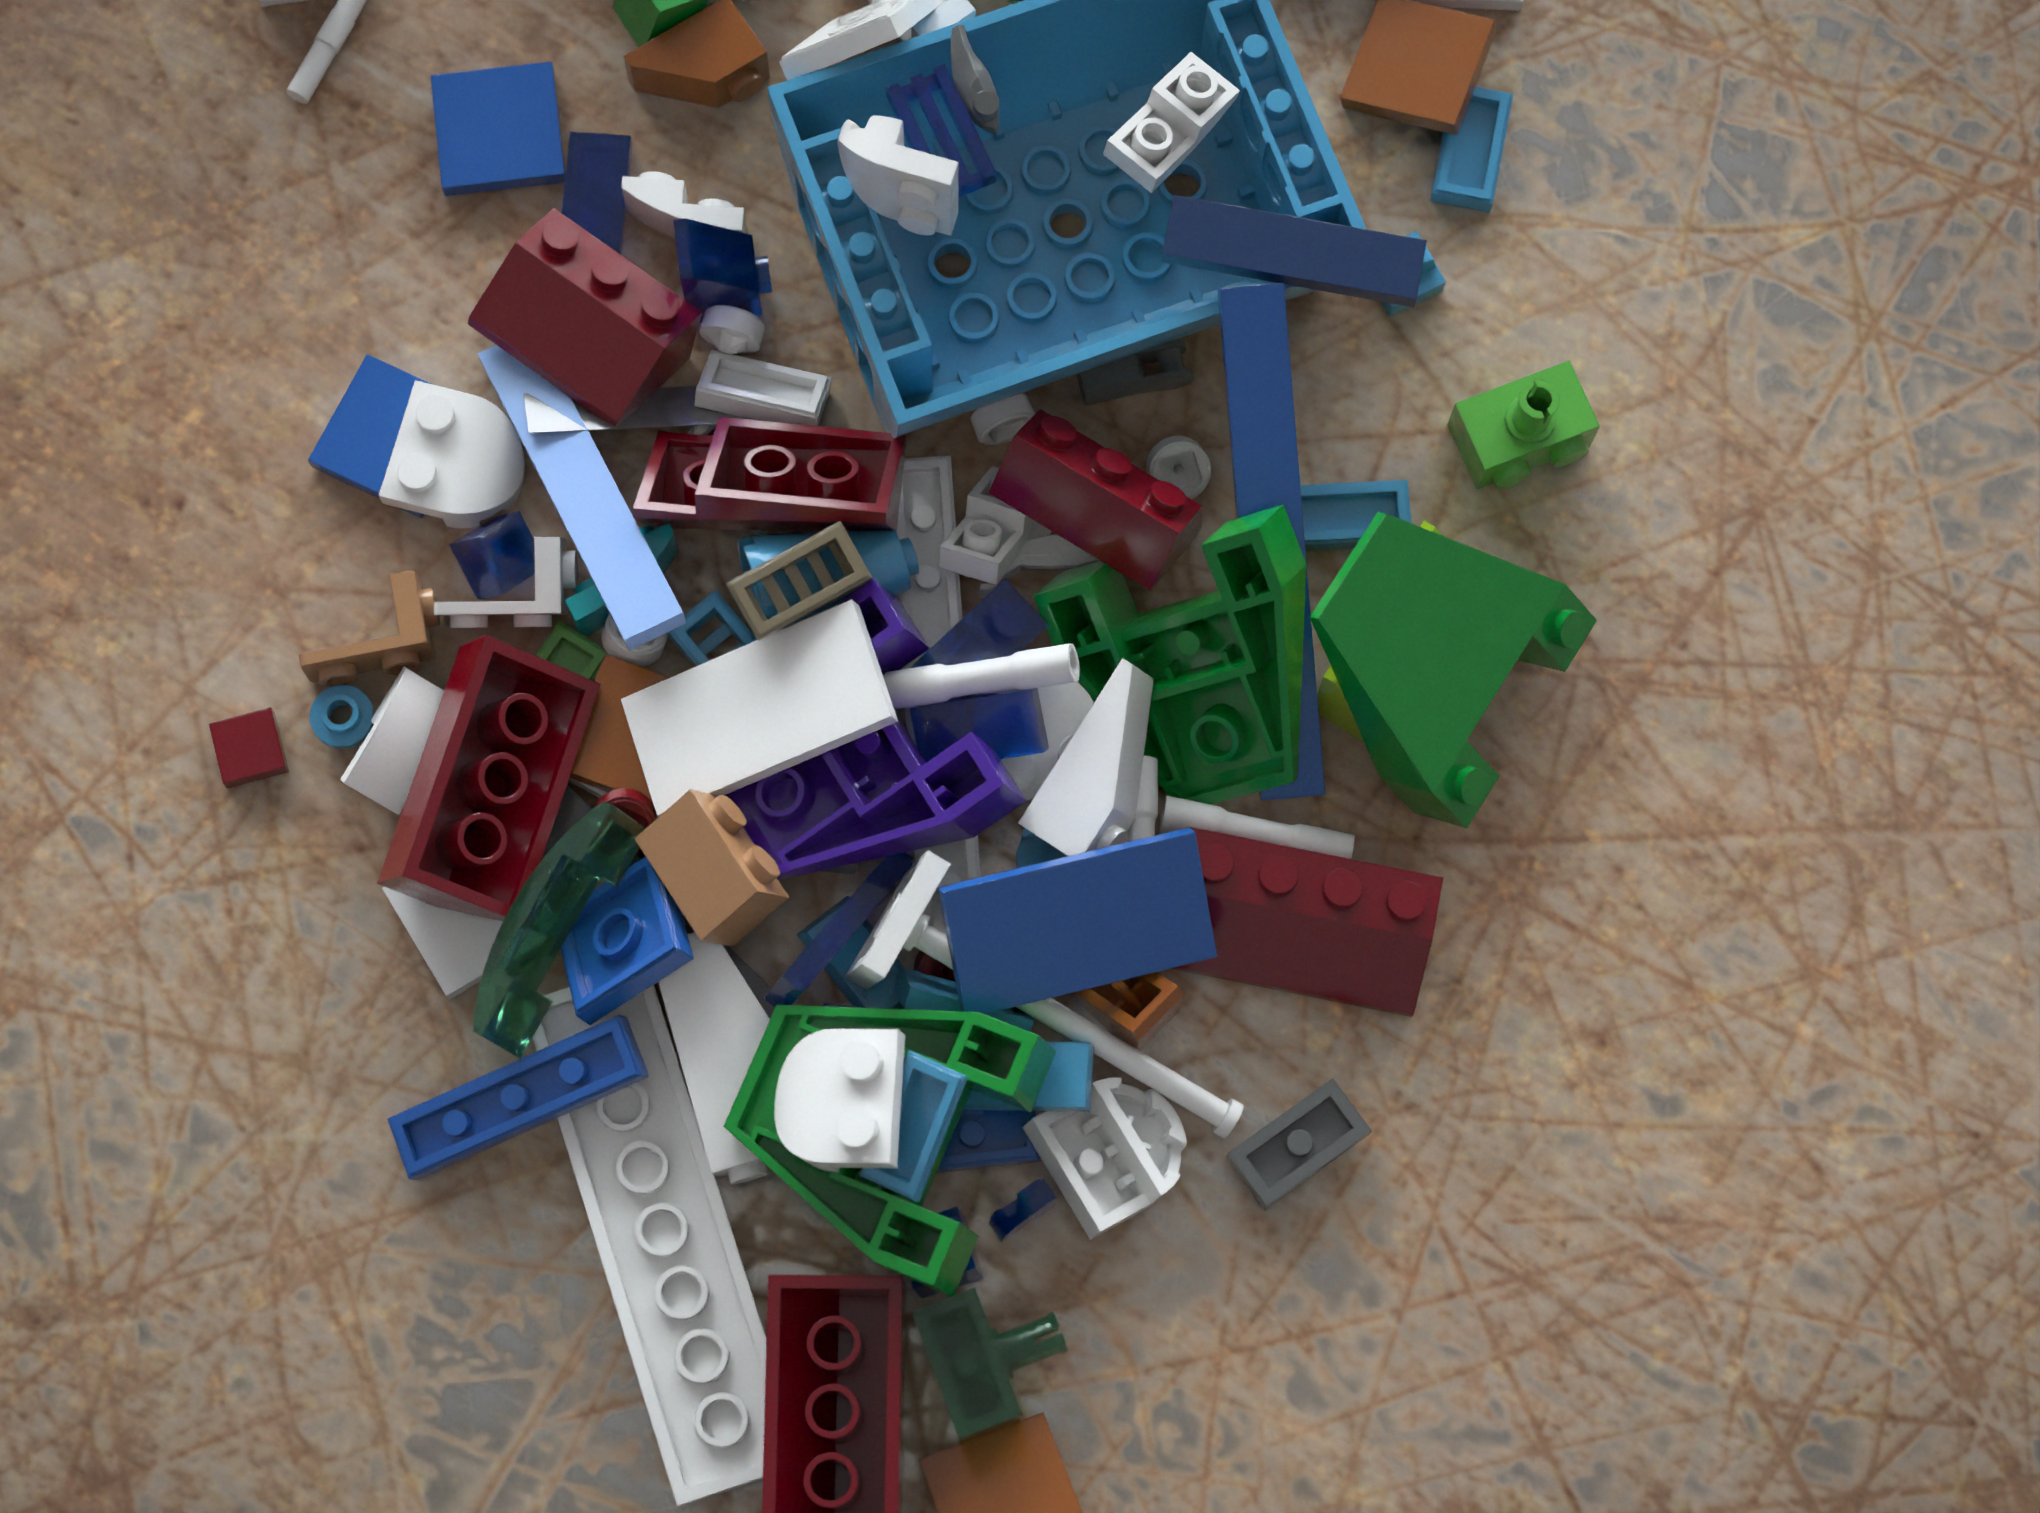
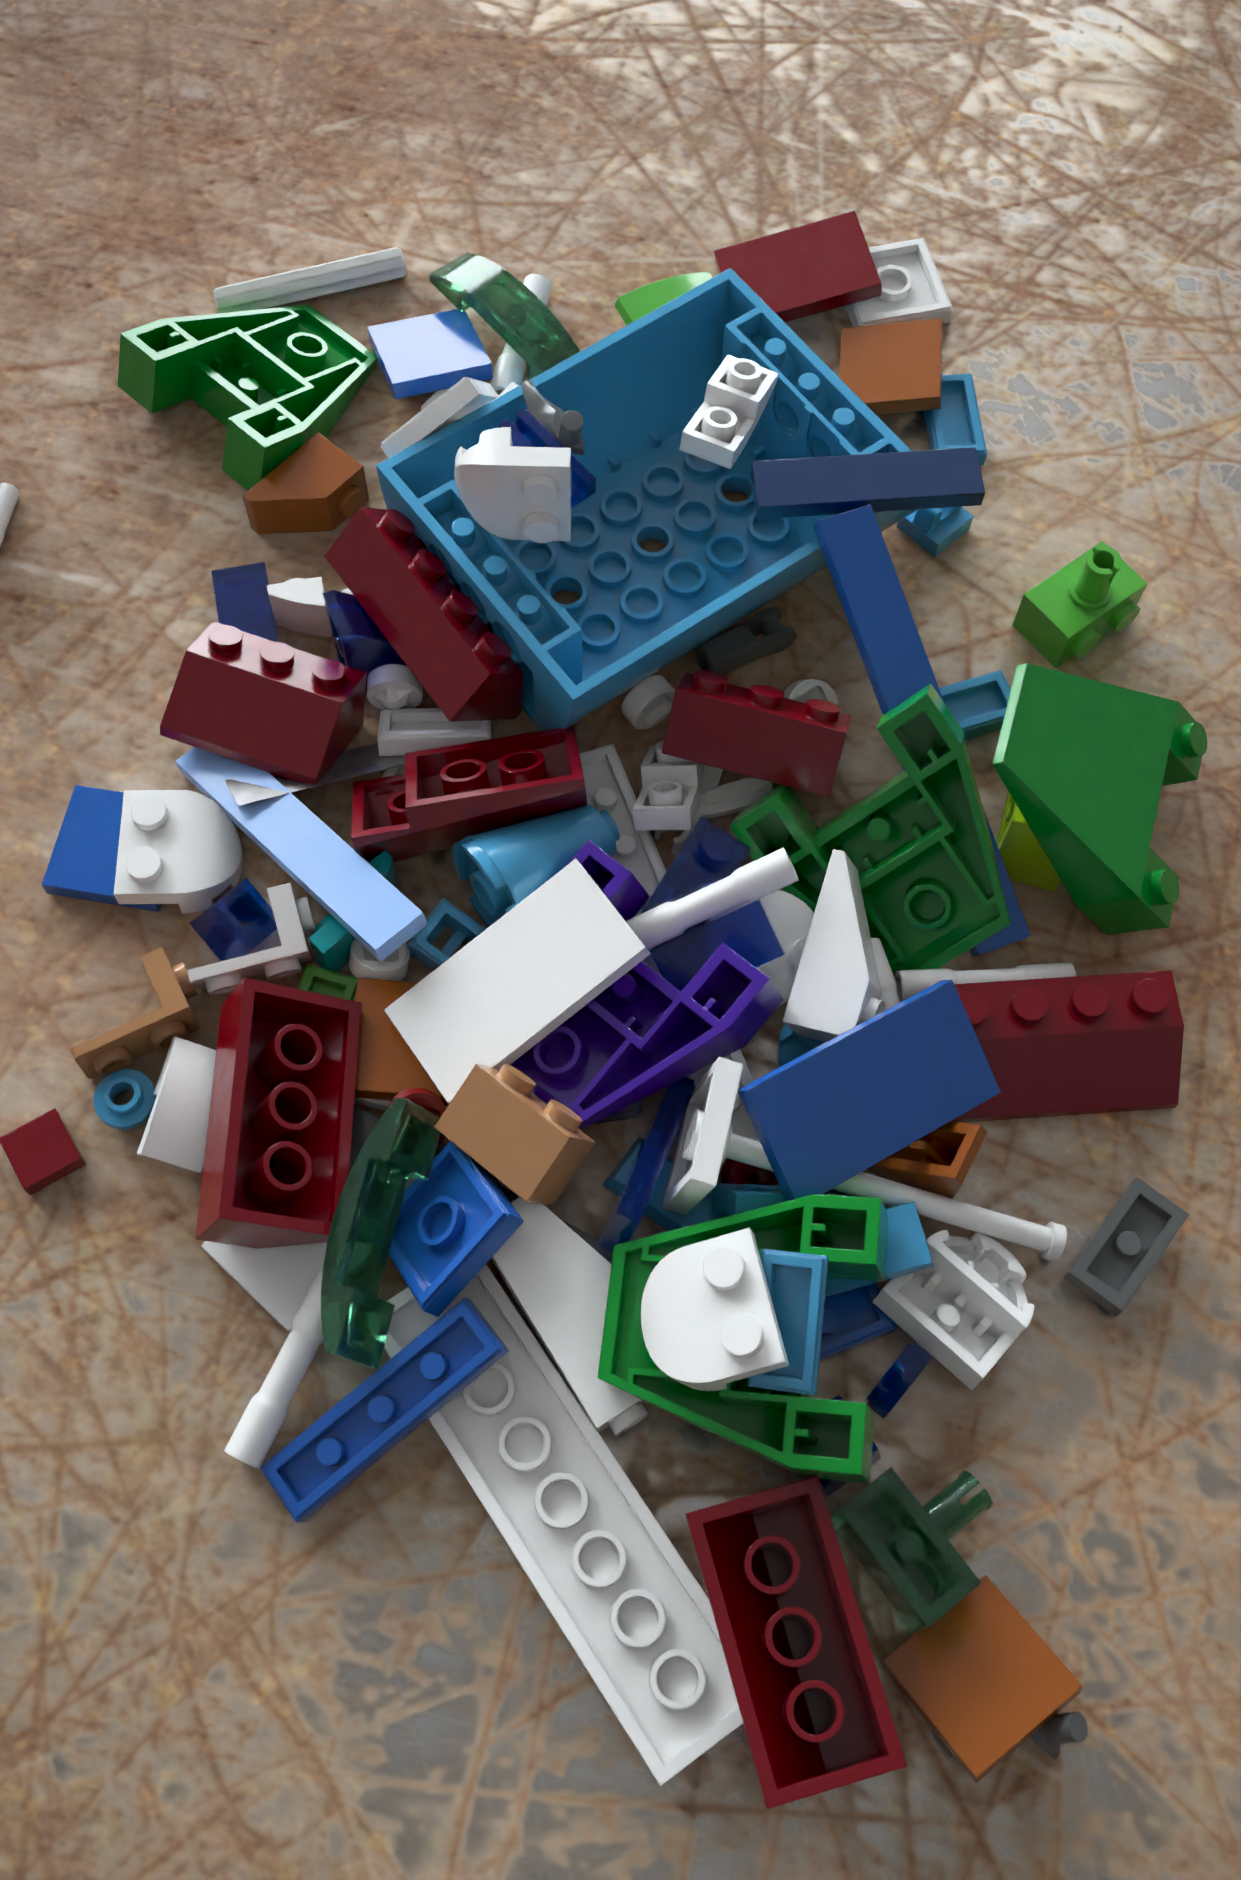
camera: 15 degrees left, 10 degrees down
(410, 1063) = (270, 1405): none -> white piece
(498, 128) = (148, 585): blue tile -> none
(778, 269) = (427, 617): none -> dark red slope
(845, 554) = (555, 823): dark tan slope -> none

